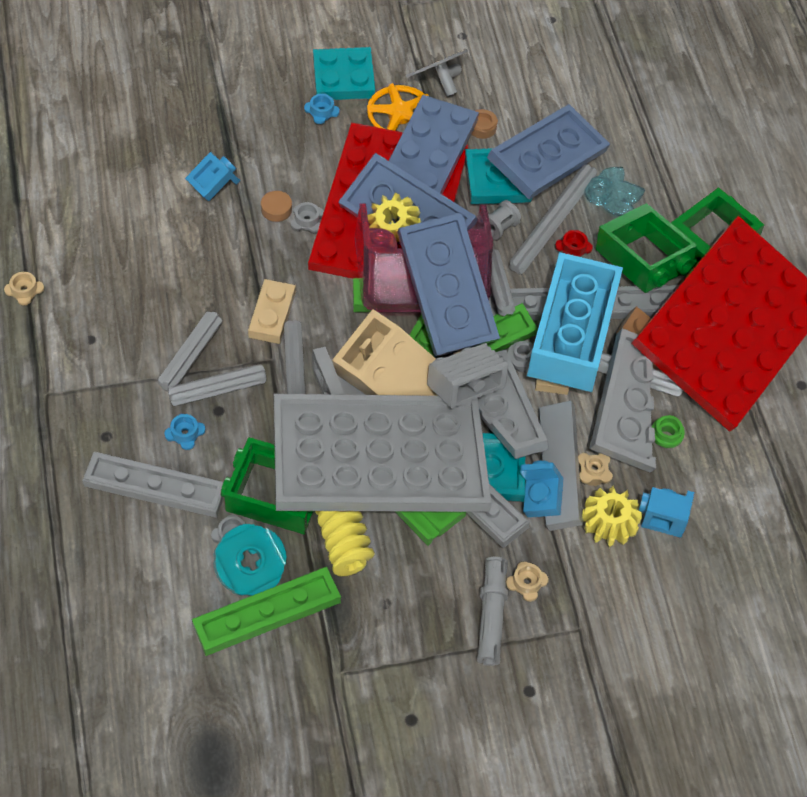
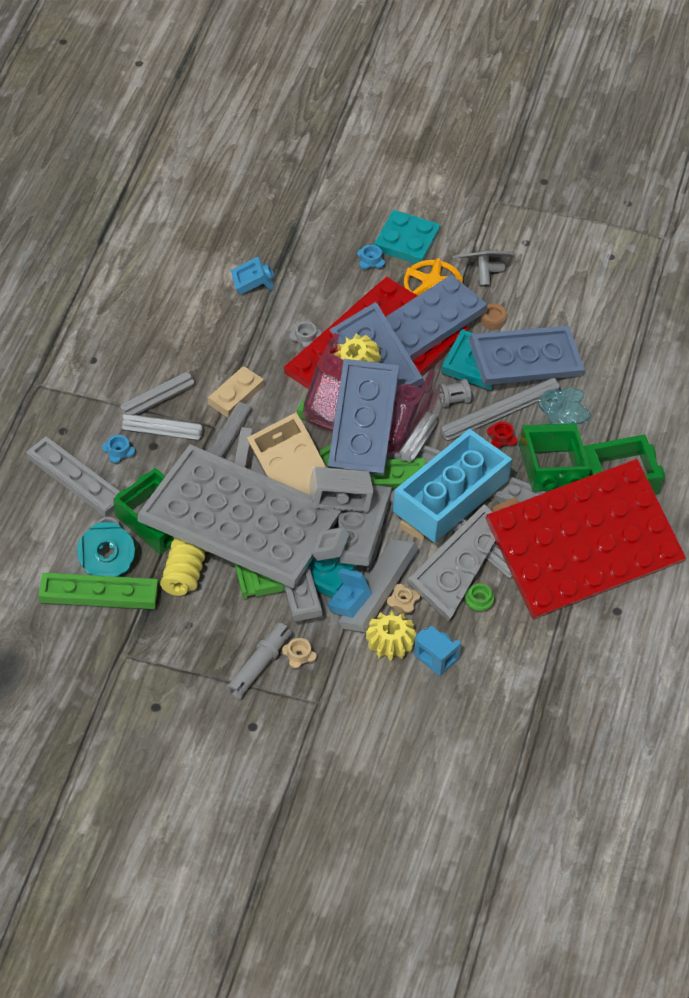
camera: 30 degrees right, 5 degrees down
(20, 281) = (65, 304): tan plate -> none
(276, 206) = (288, 317): medium nougat tile -> none
(500, 443) = (330, 543): none -> light grey plate

